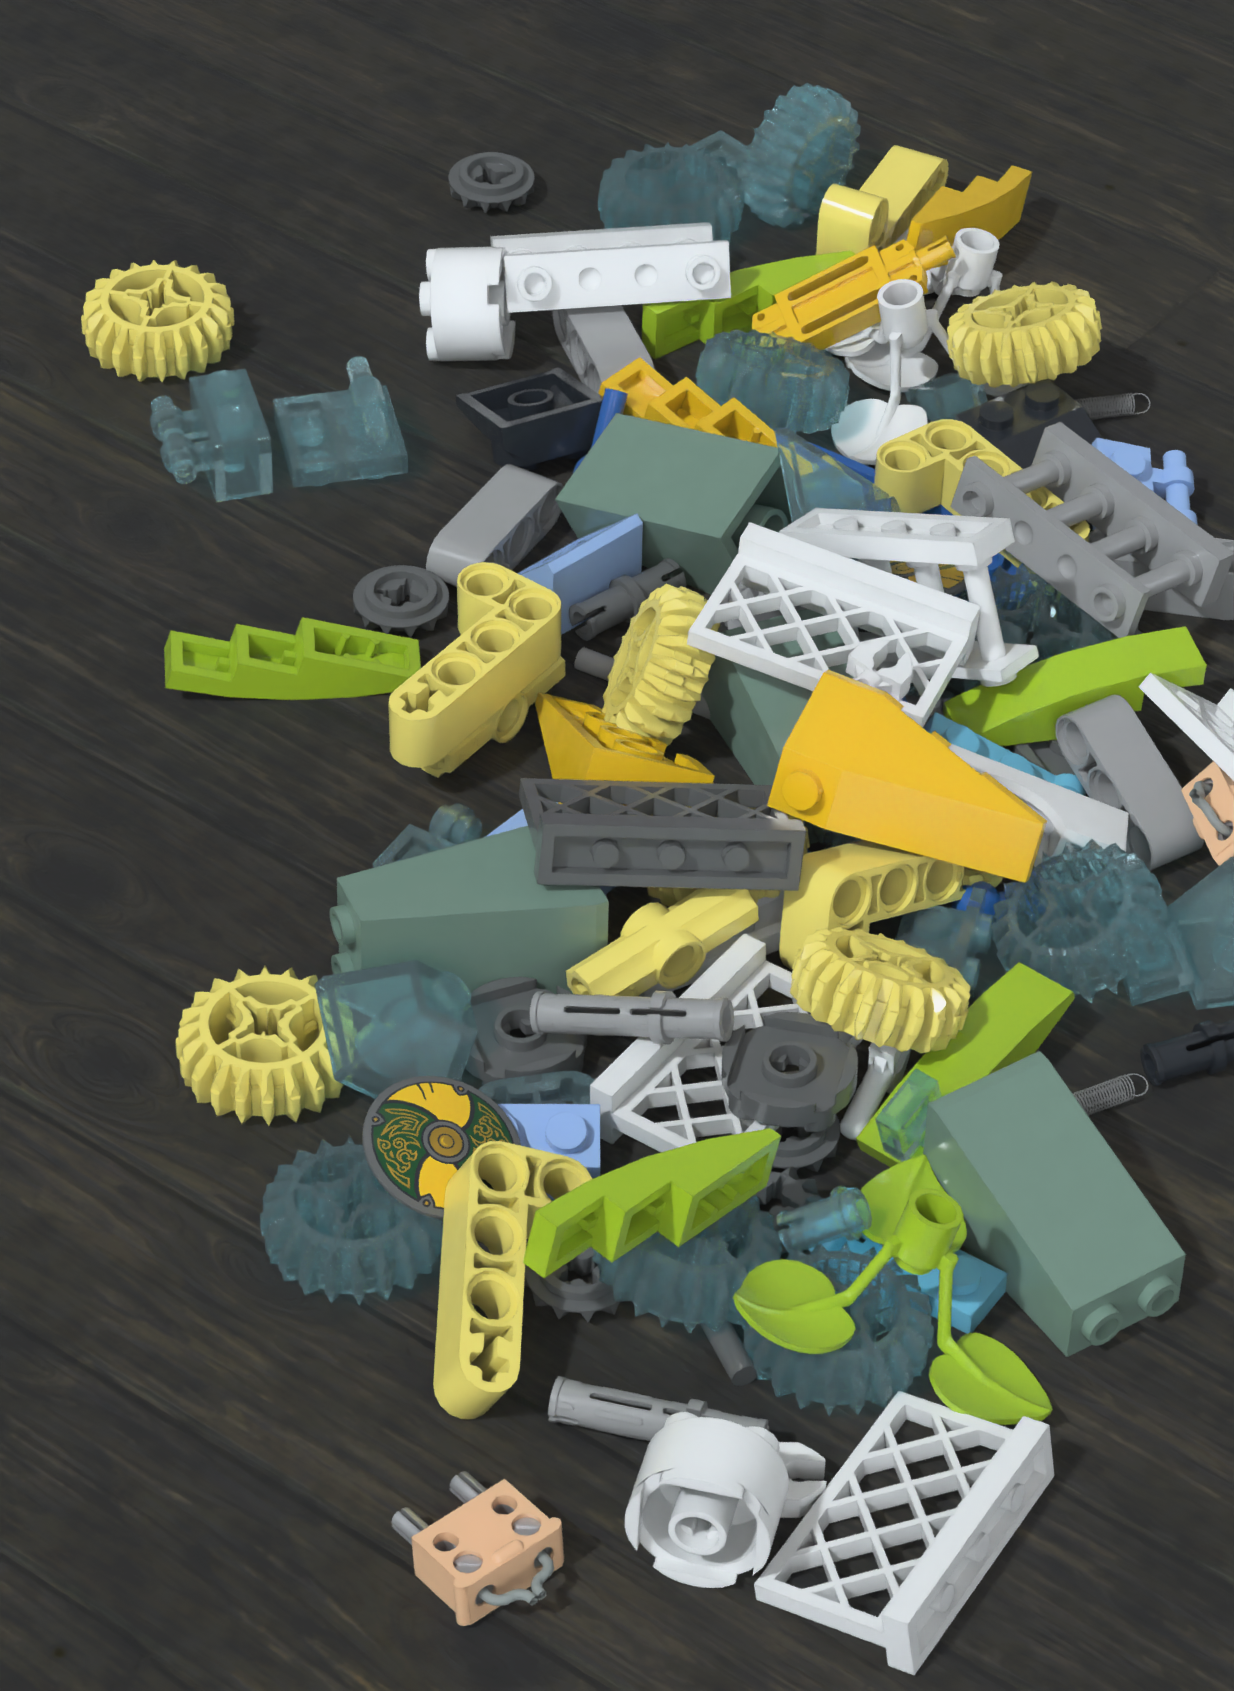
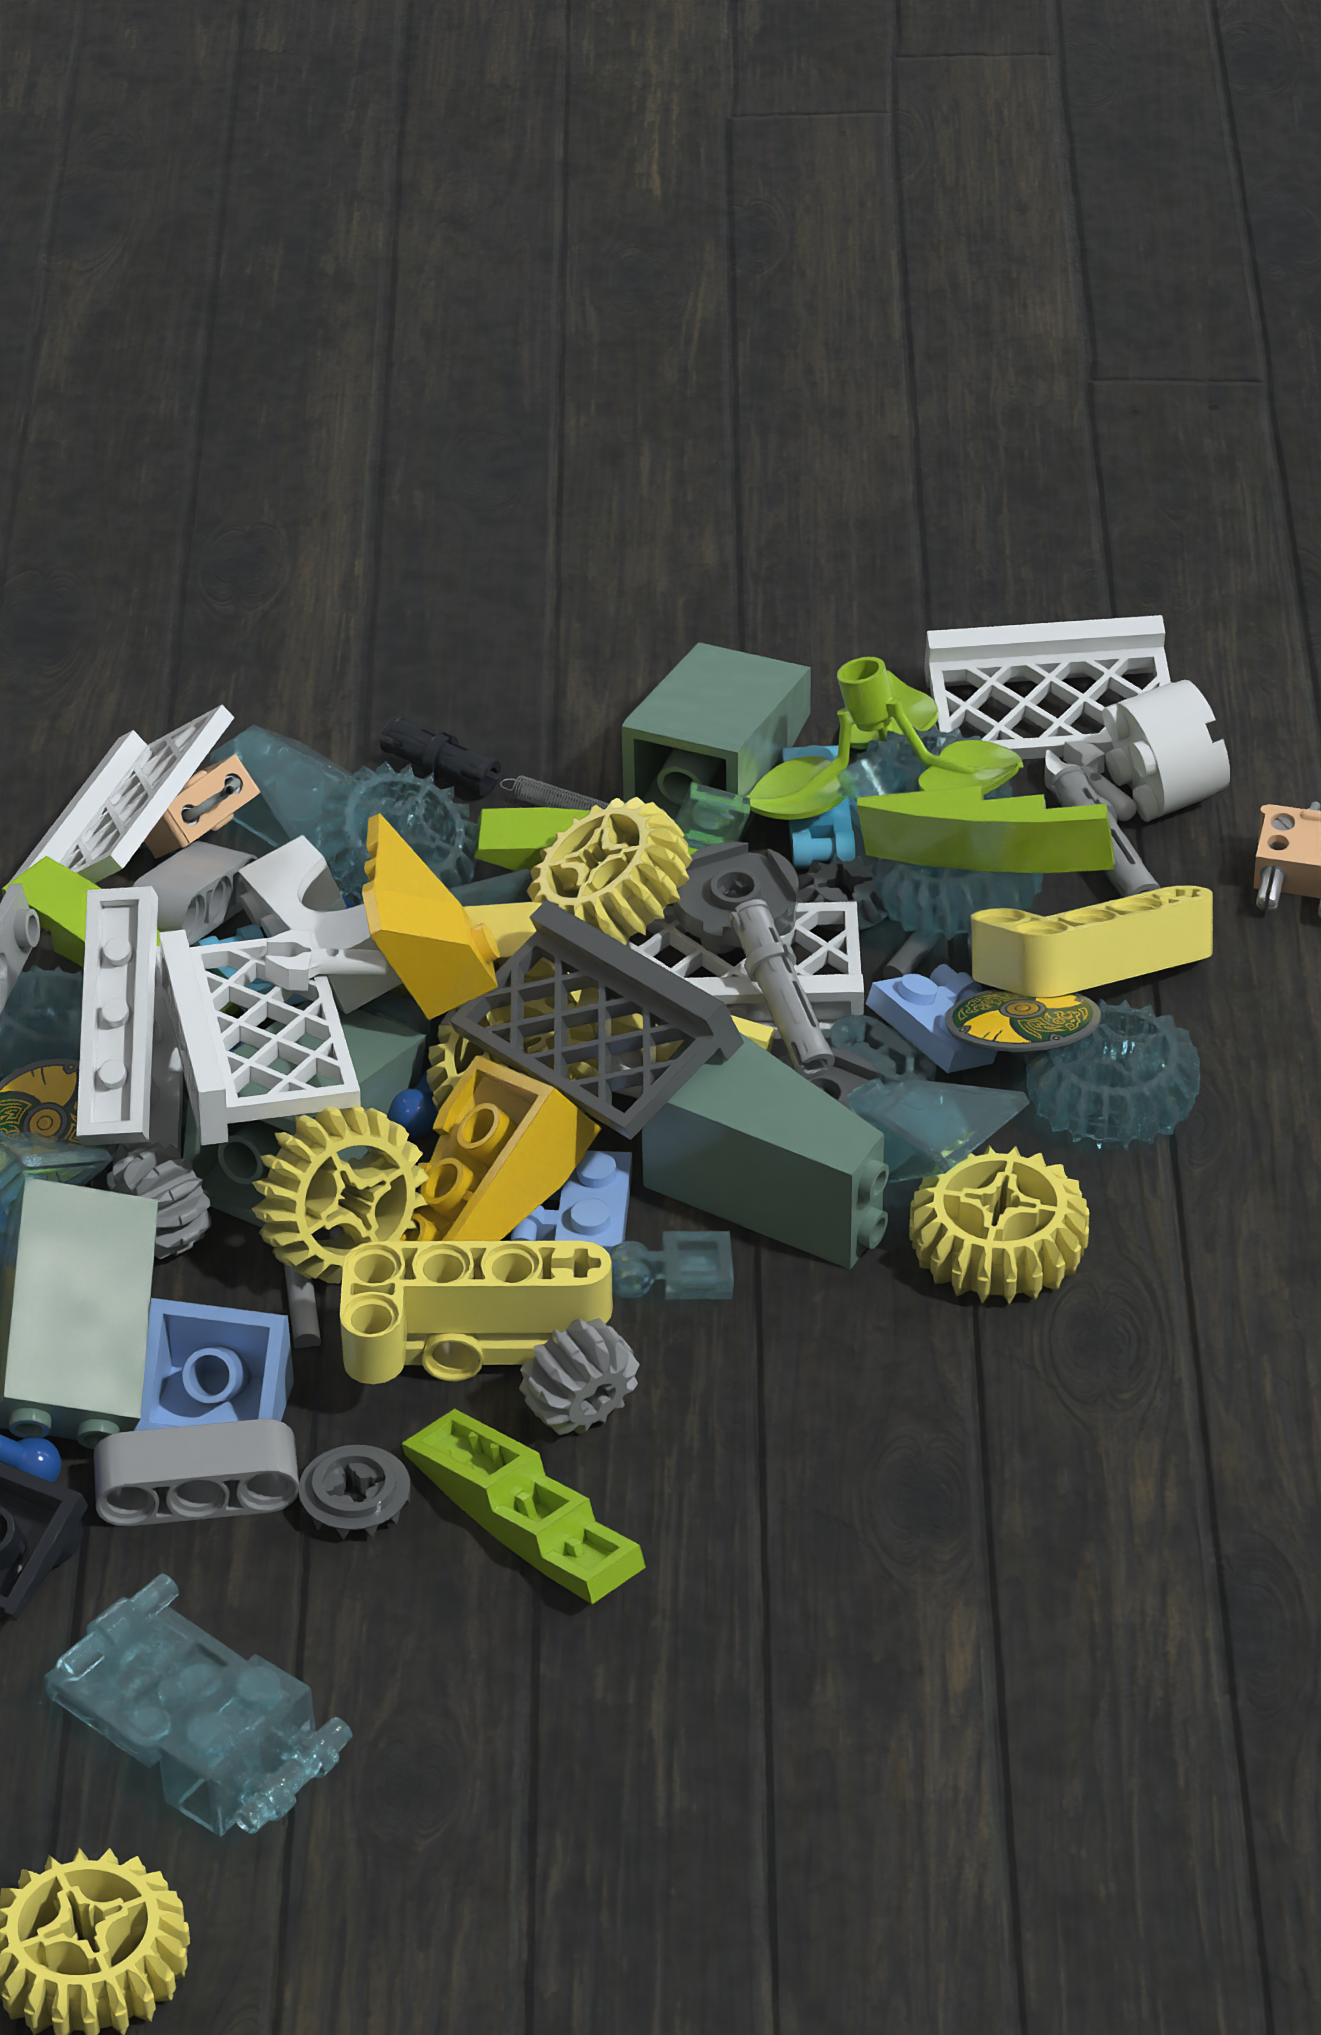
camera: 125 degrees left, 0 degrees up
(357, 719) = (579, 1376): none -> light grey gear

